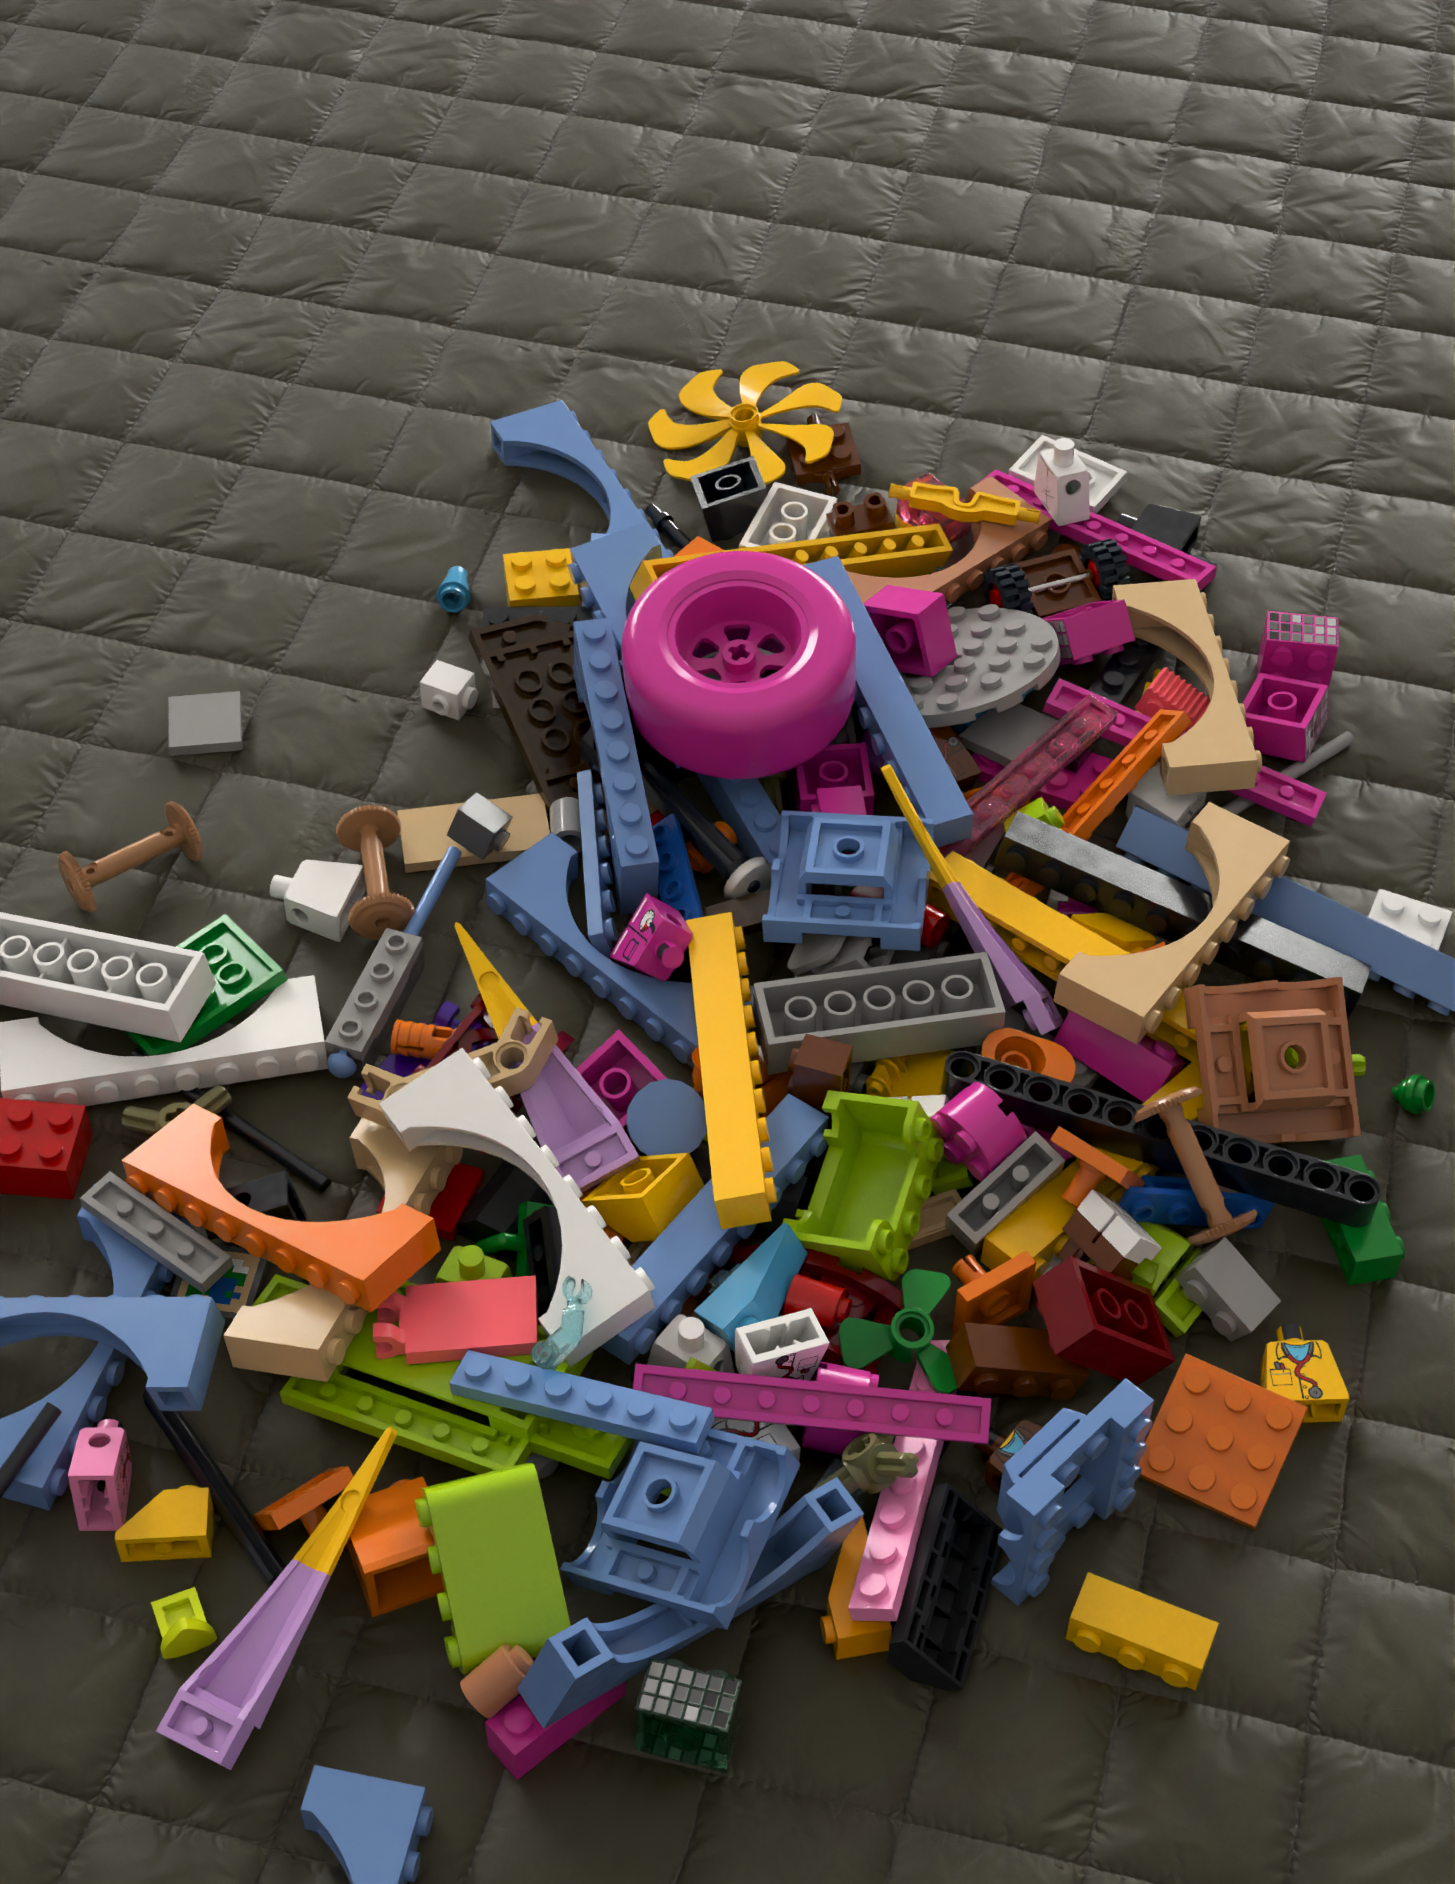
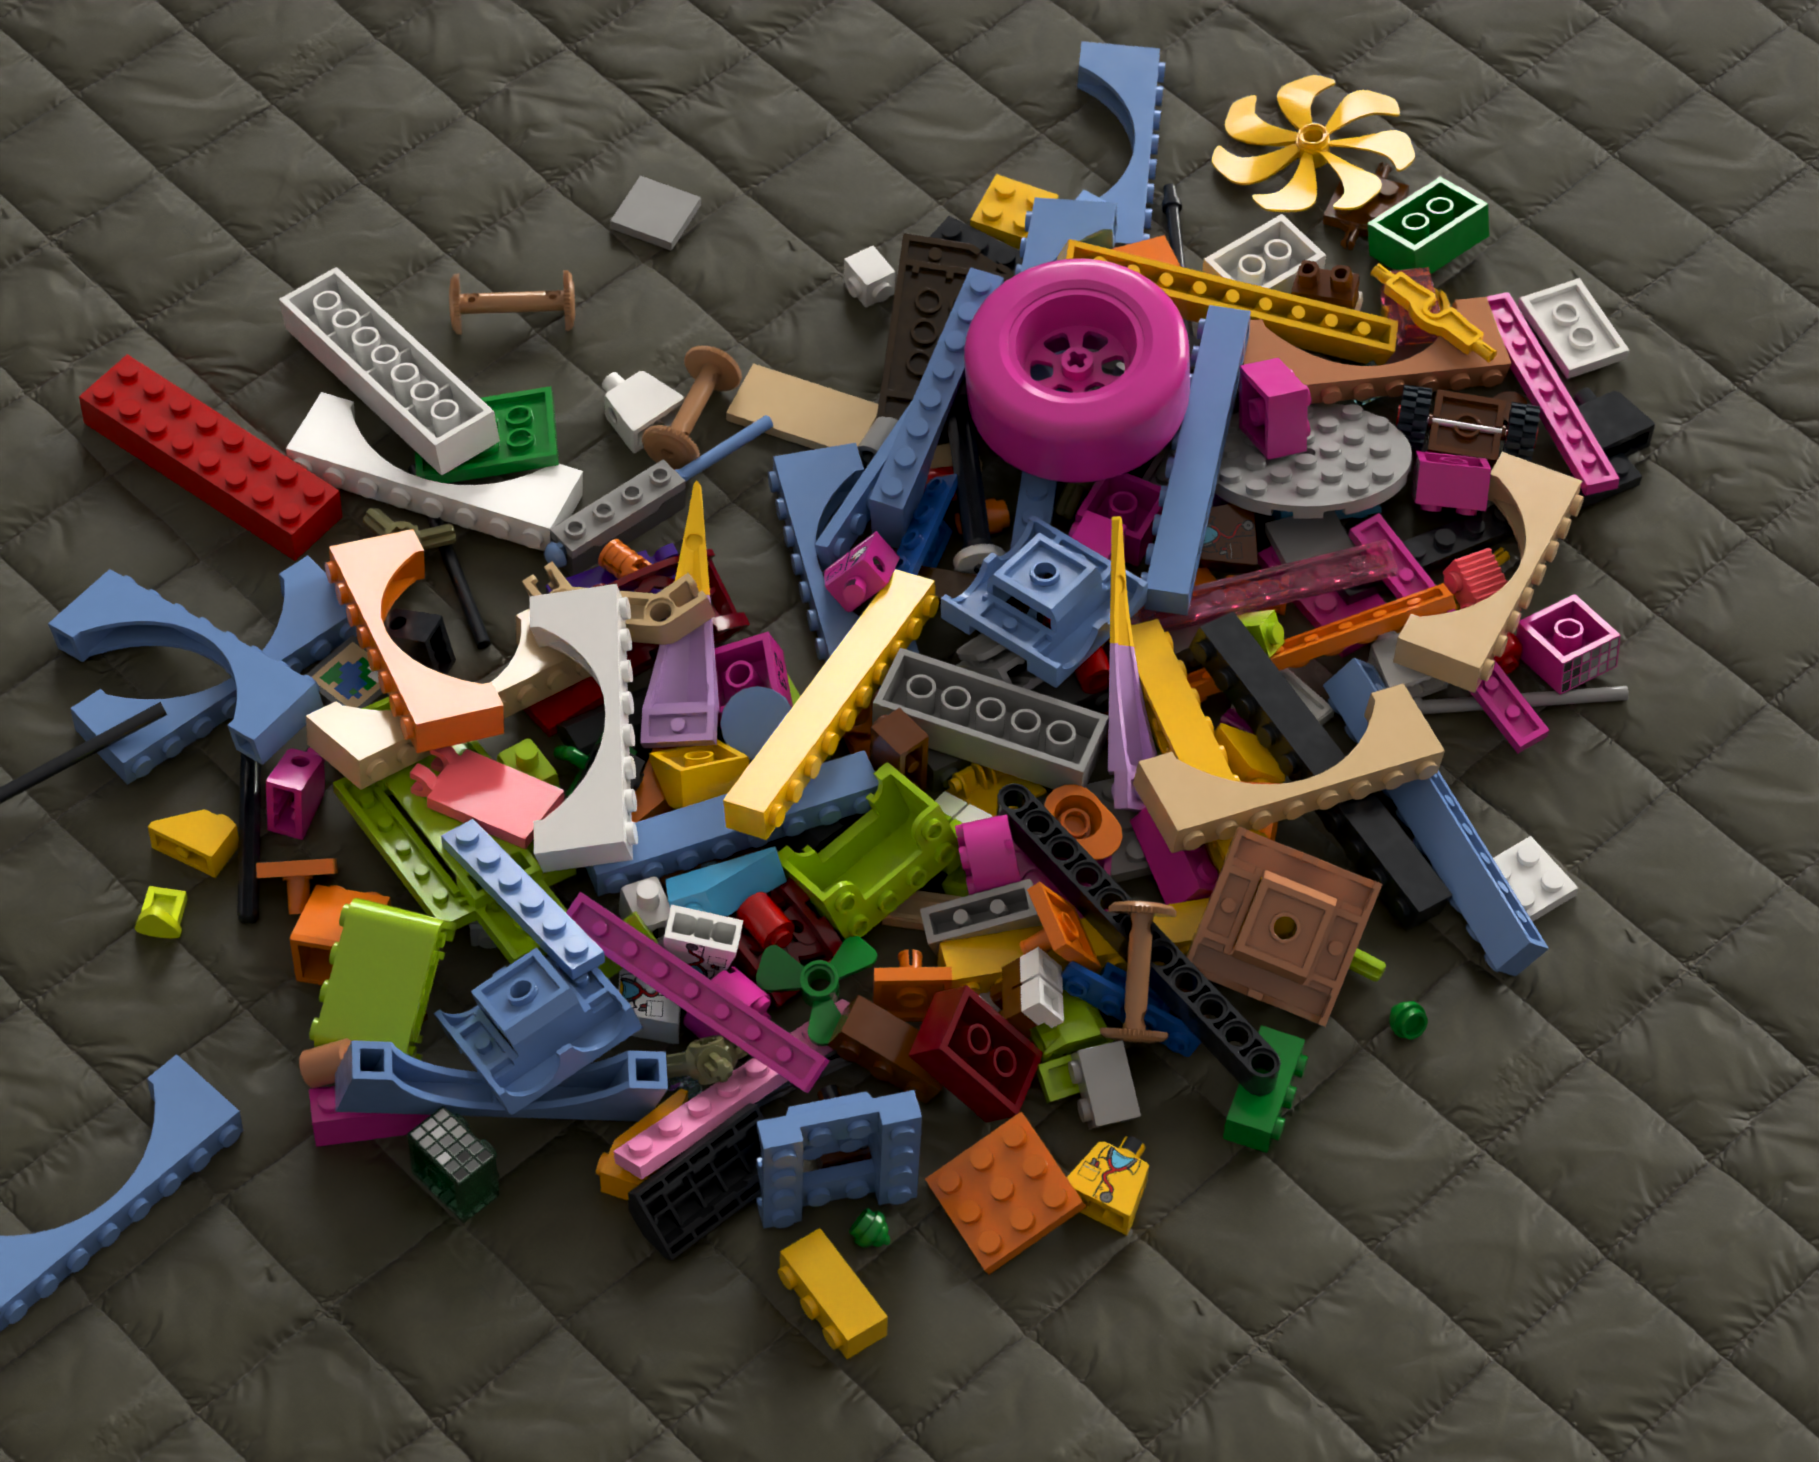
camera: 30 degrees right, 5 degrees up
(98, 1456) = (171, 776): bright pink torso -> none
(156, 1232) = (322, 615): light grey plate -> none
(241, 1403) = (298, 777): none -> dark pink torso
(241, 1677) = (173, 967): lavender plate -> none
(454, 590) = (940, 188): dark azure cone -> none
(480, 826) = (799, 409): dark grey brick -> none
(569, 1335) = (534, 847): clear light blue arm -> none
(729, 497) = (1231, 208): black slope -> none
(896, 444) = (1429, 227): none -> green brick
(1063, 483) = (1541, 320): white torso -> none
(1121, 1547) = (870, 1229): none -> green plate
(1299, 647) = (1630, 593): dark pink brick -> none

